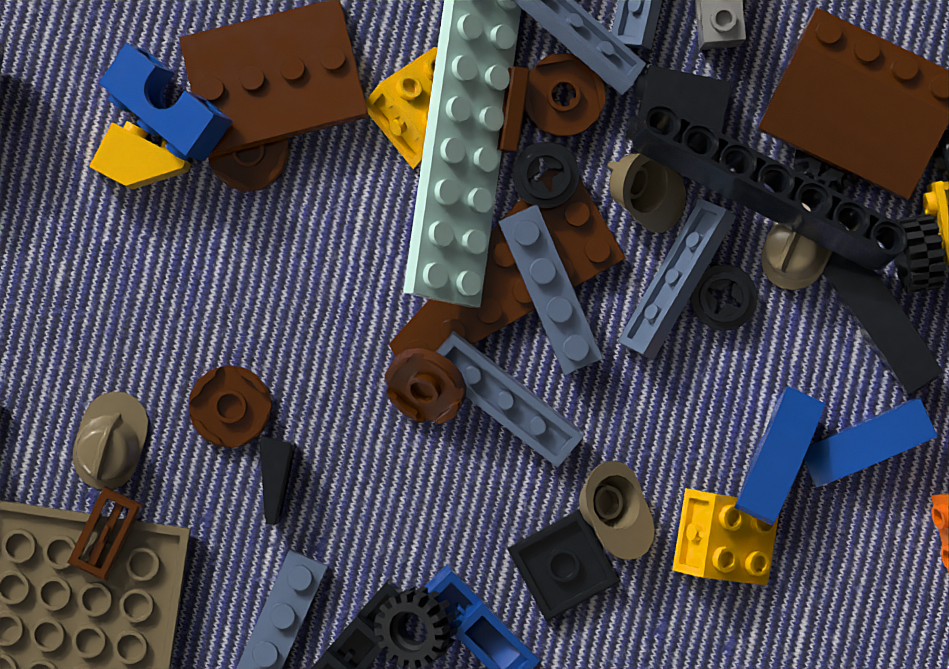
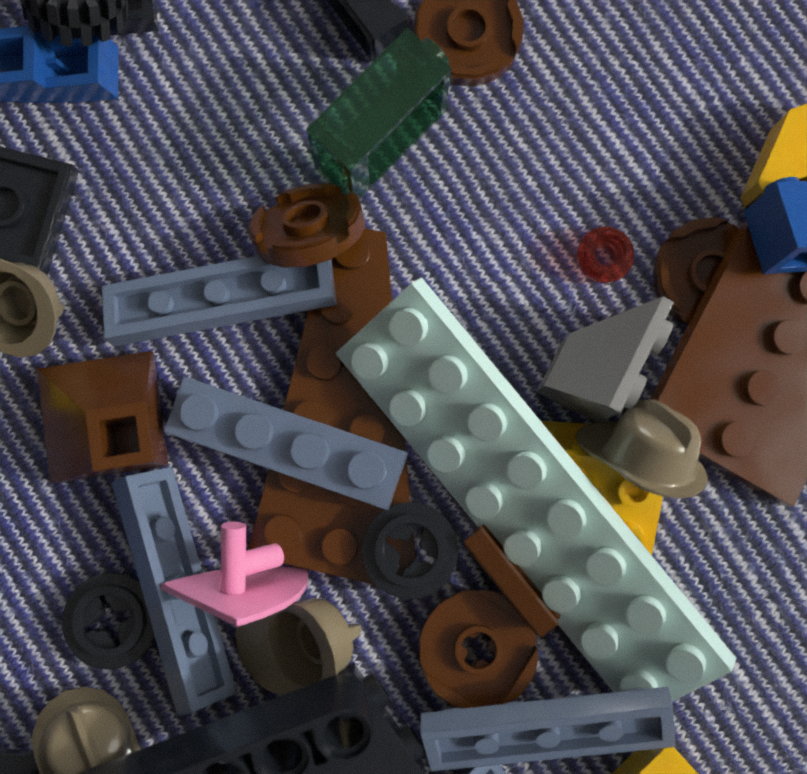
camera: 125 degrees right, 5 degrees down
(279, 209) = (614, 241): none -> clear red plate
(330, 398) = (381, 114): none -> clear green window
(355, 164) = (601, 364): none -> light grey slope
(384, 99) = (650, 449): none -> dark tan piece
(626, 401) = (102, 417): none -> reddish brown slope
(639, 239) = (247, 584): none -> bright pink shield

